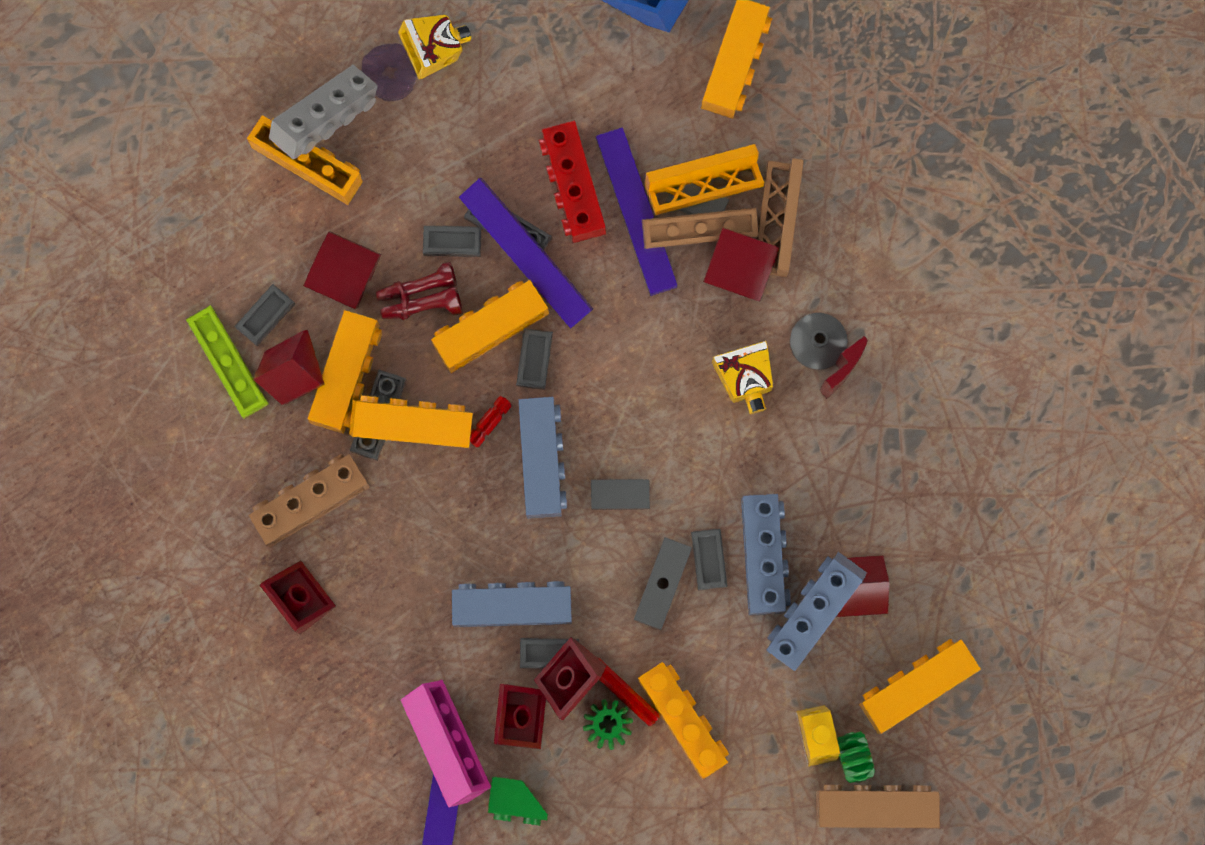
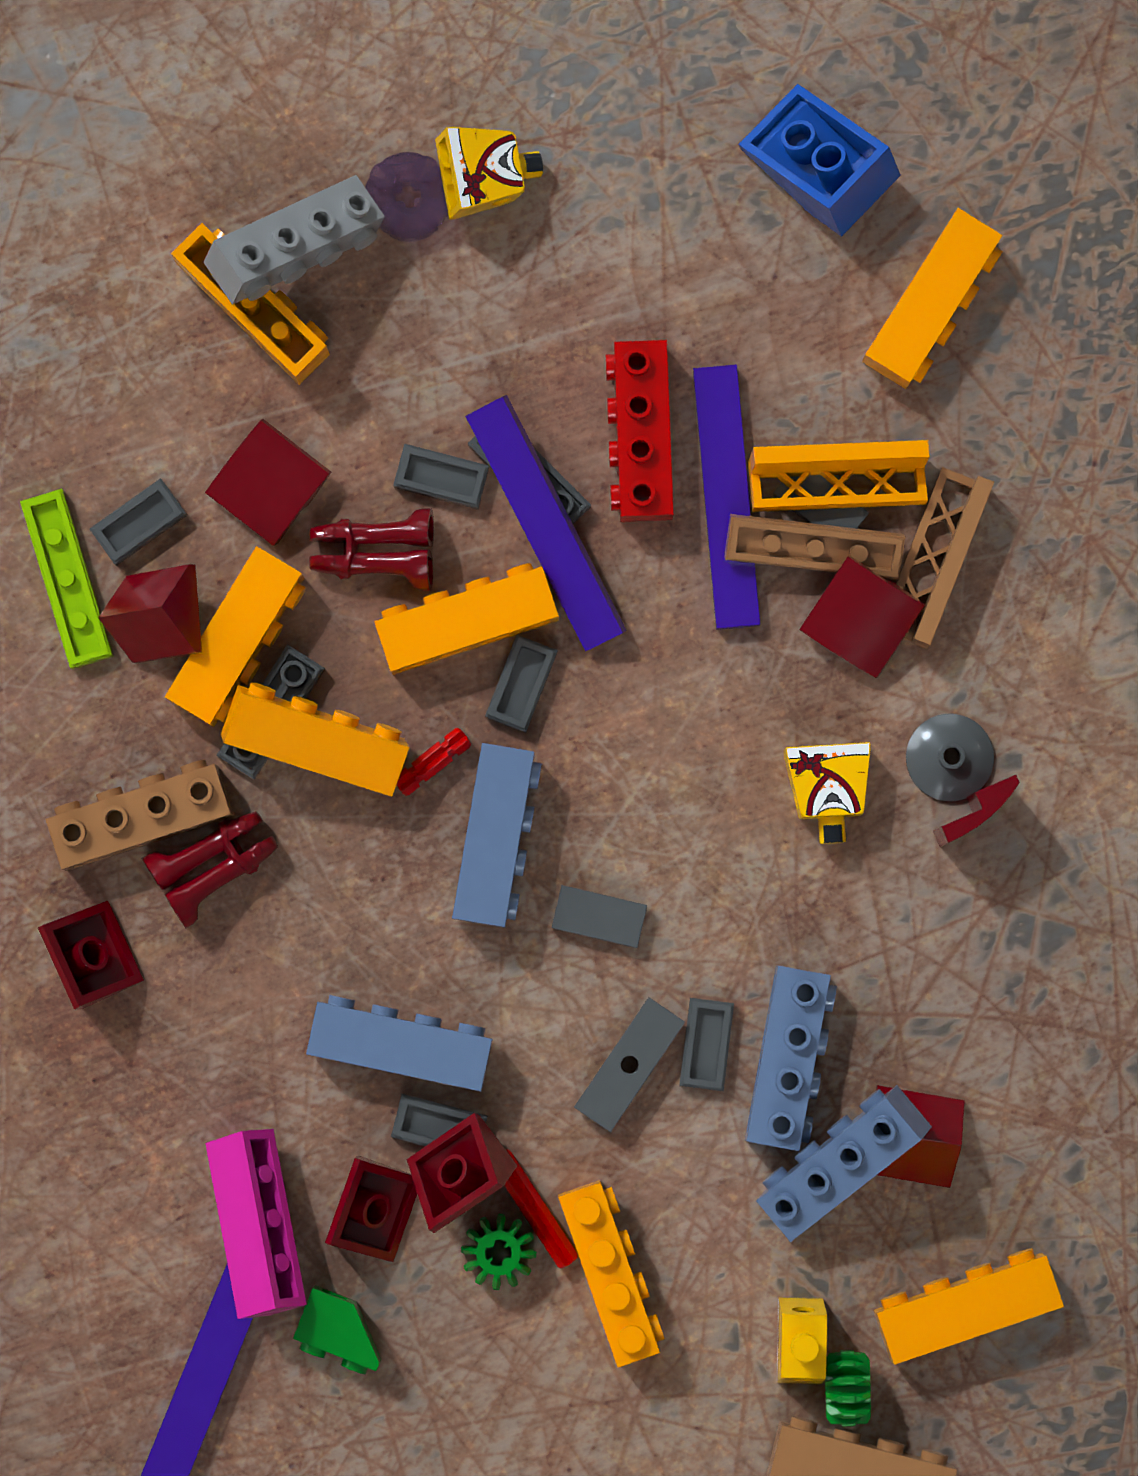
camera: 15 degrees right, 5 degrees up
(351, 545) = (170, 868): none -> dark red piece

